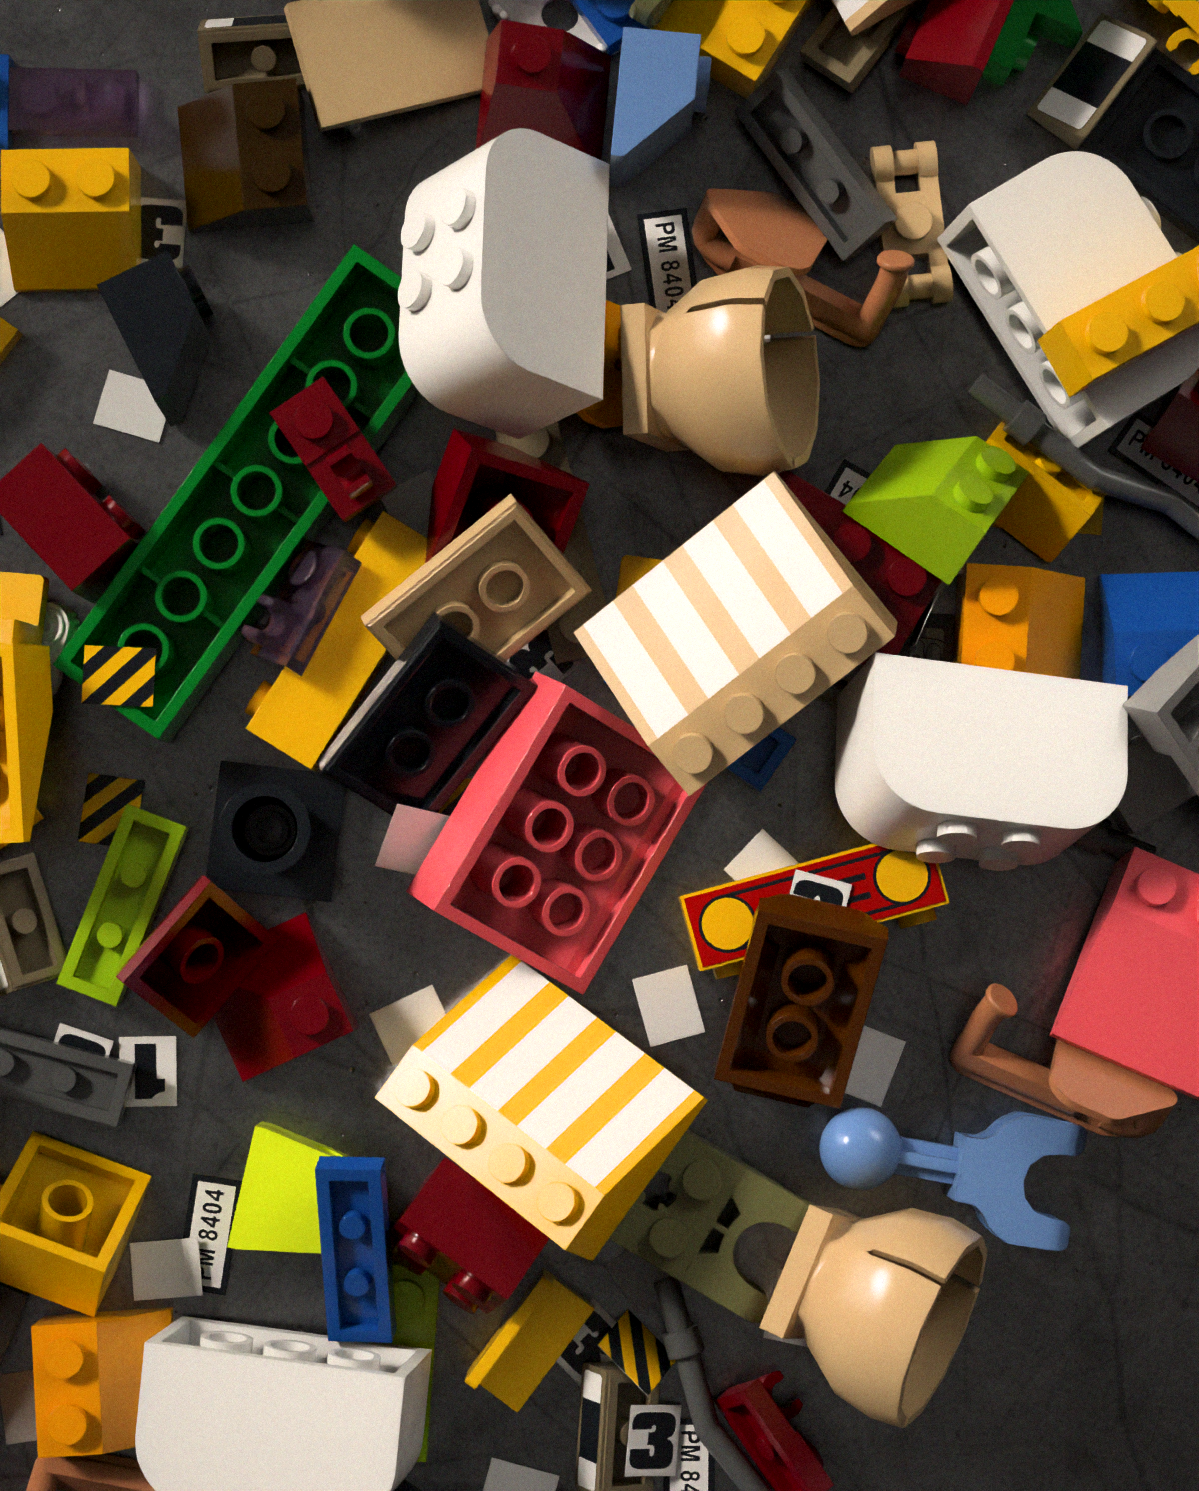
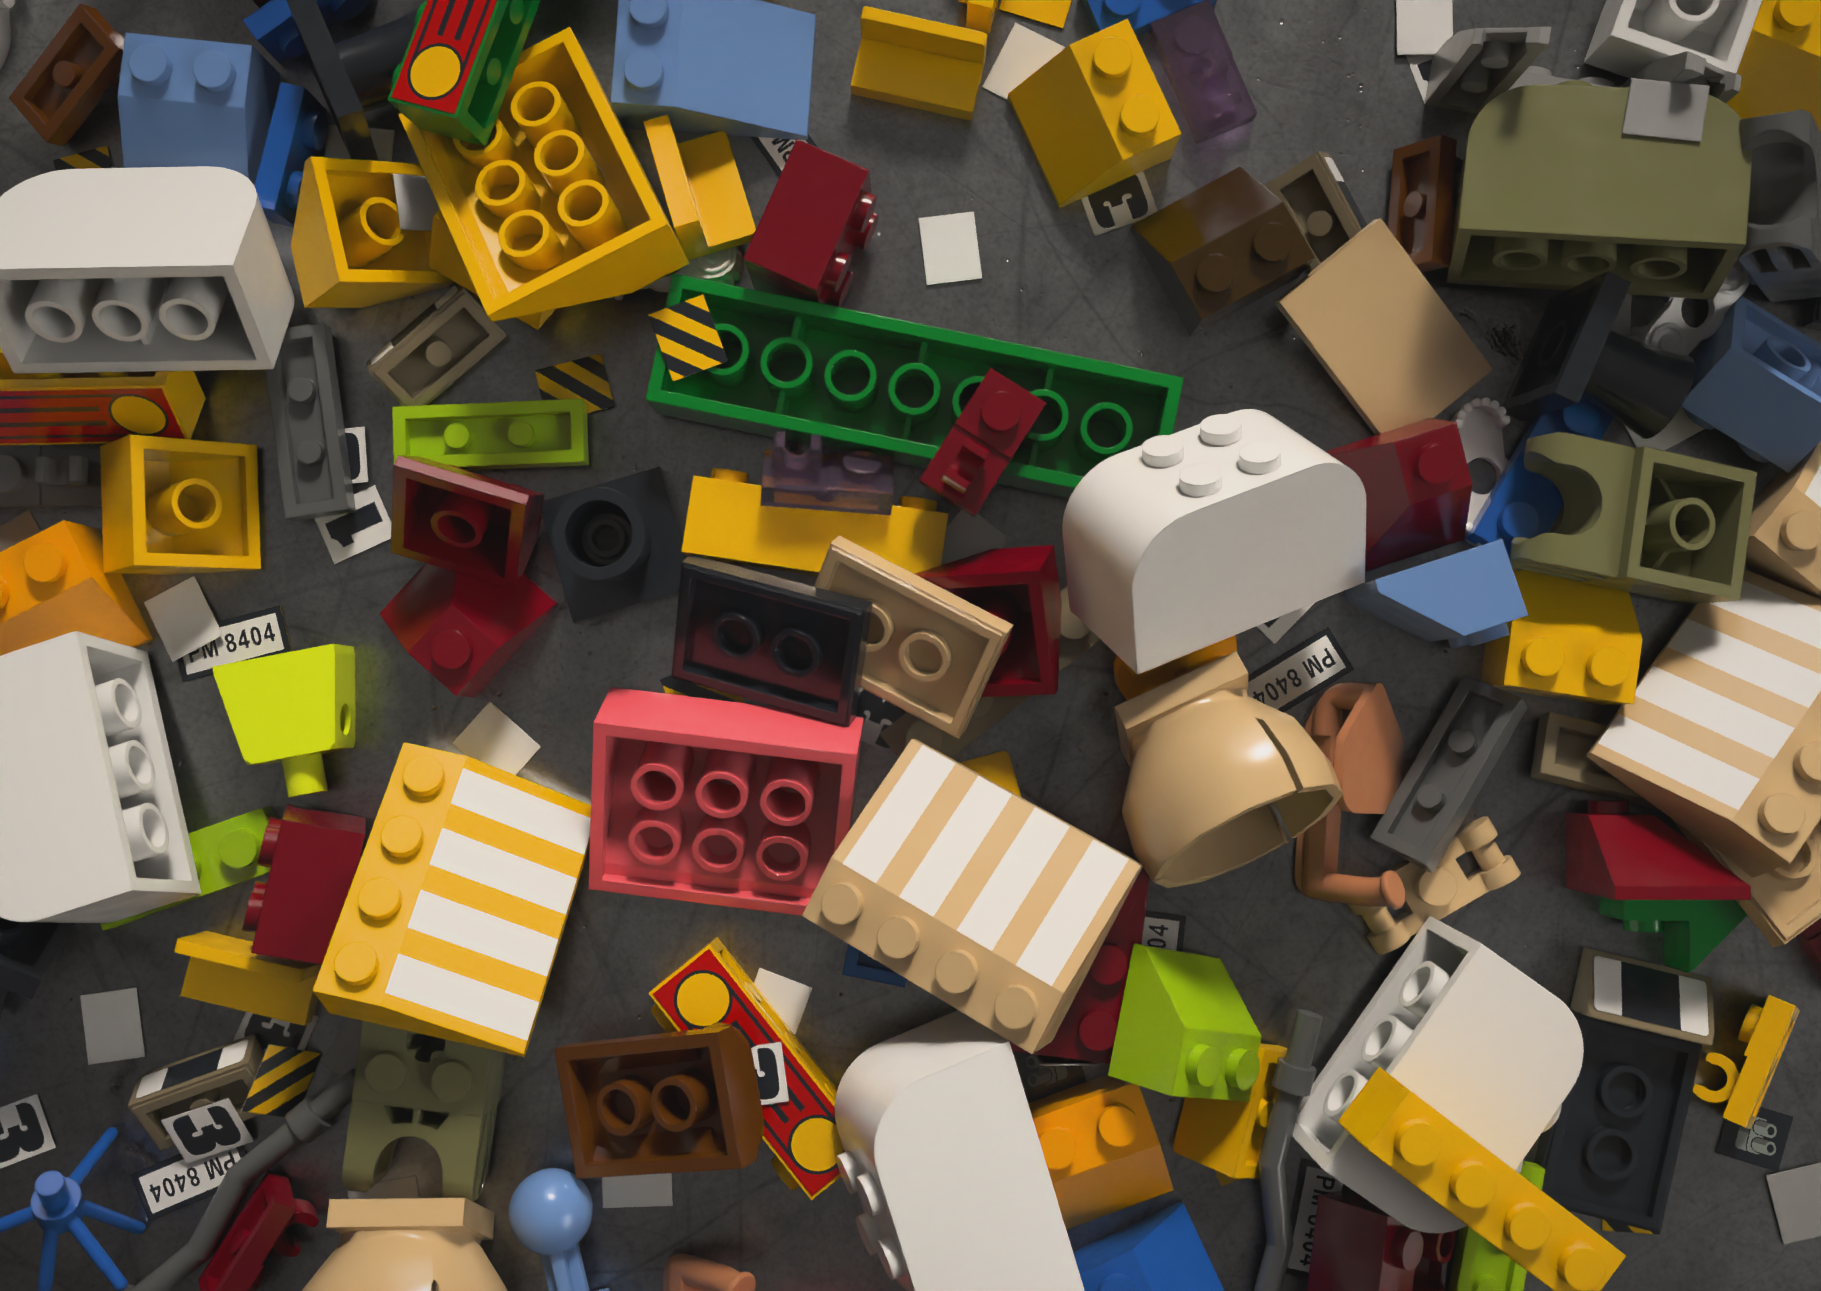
camera: 75 degrees right, 0 degrees up
(163, 327) = (1027, 237): black slope -> none
(356, 1249) = (255, 785): blue plate -> none
(409, 838) = (661, 669): sticker -> none
(668, 1005) = (613, 971): white sticker -> none

